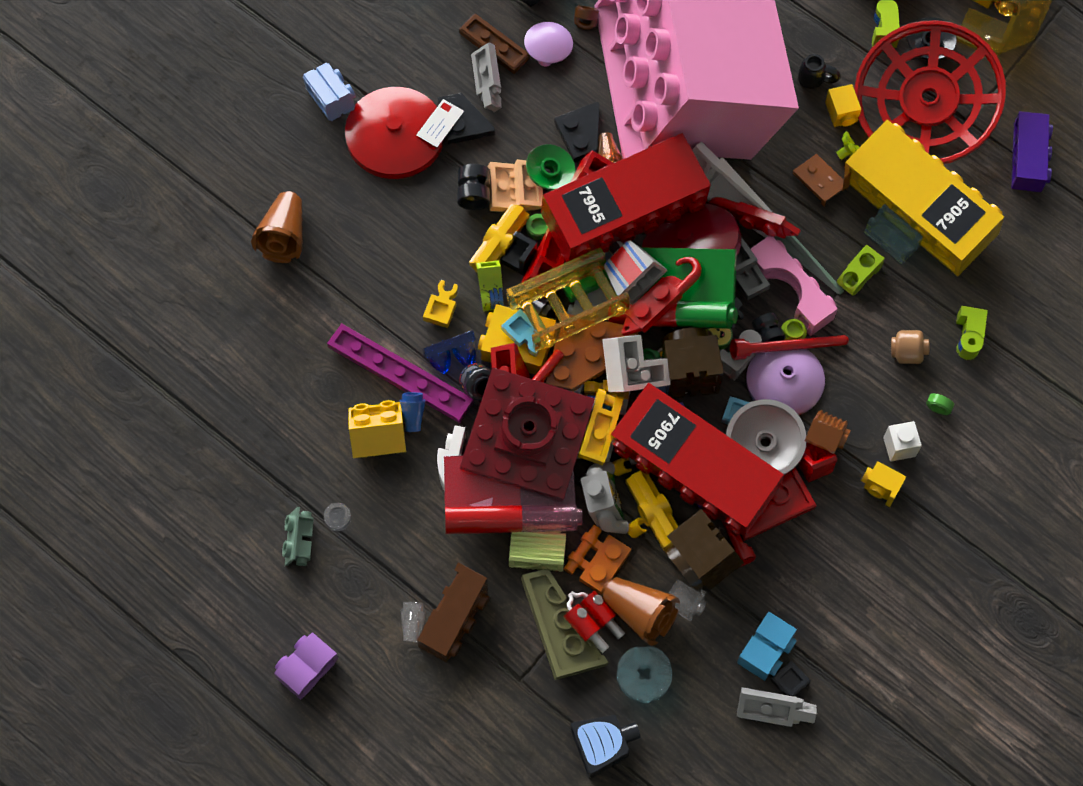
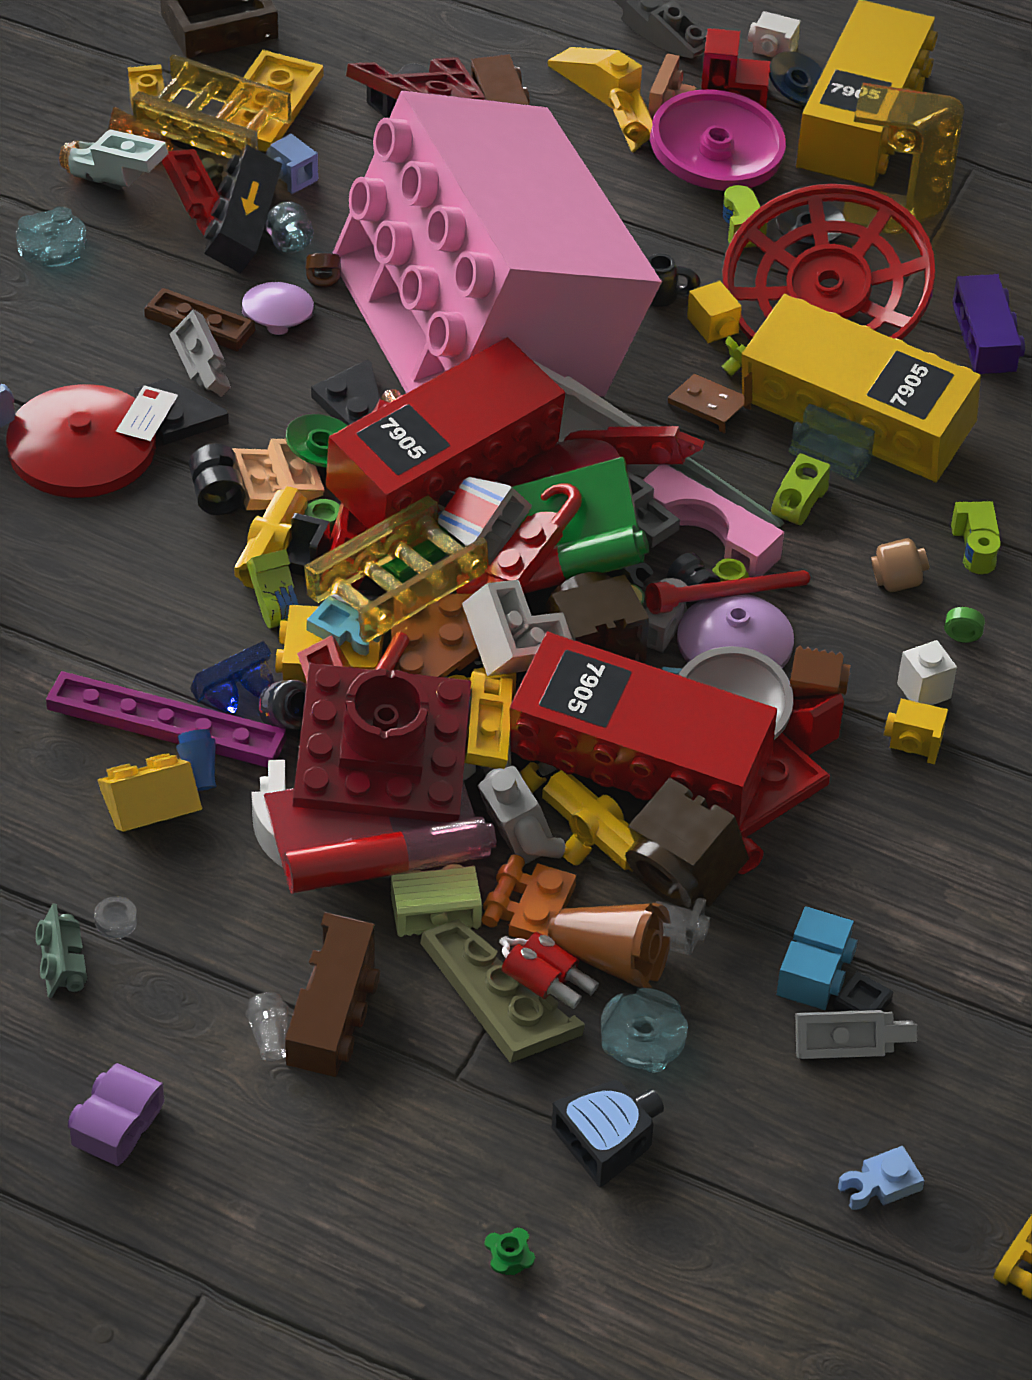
camera: 15 degrees left, 20 degrees down
(441, 307) = (206, 630): yellow plate -> none

